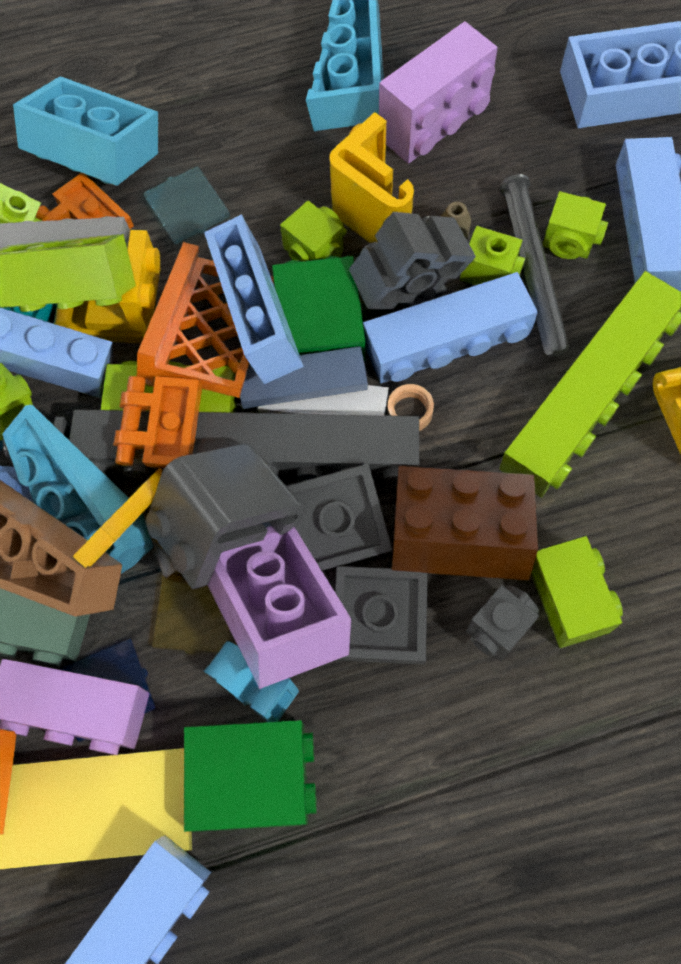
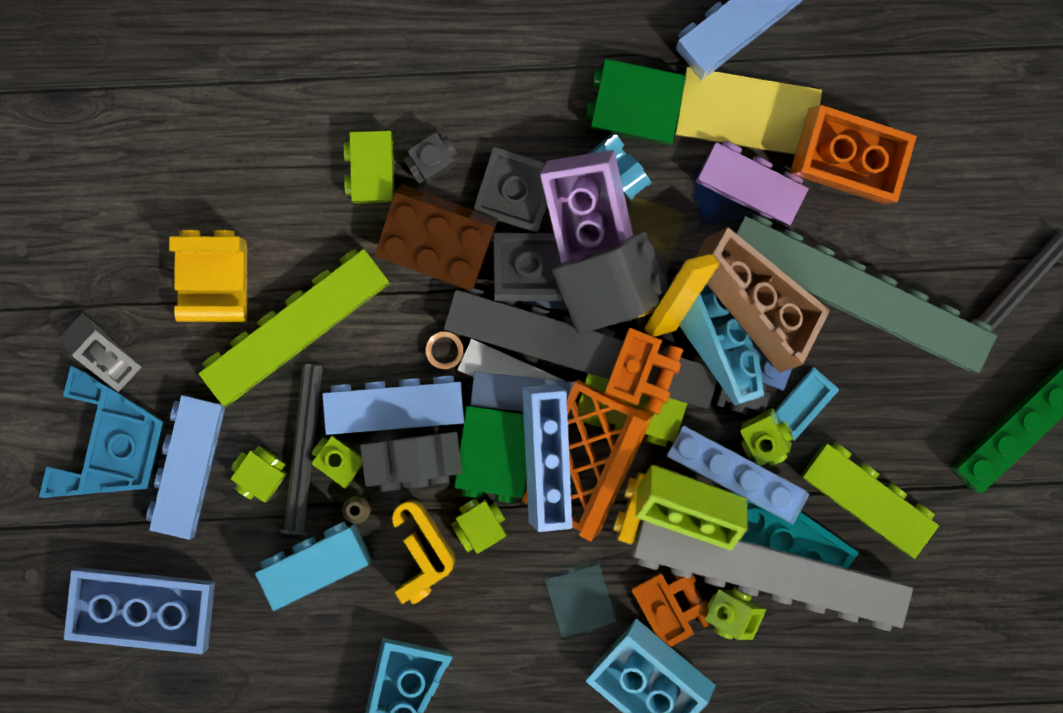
camera: 165 degrees left, 20 degrees up
(437, 91) = (333, 634): lavender brick -> none
(482, 144) = (313, 565): none -> medium azure brick

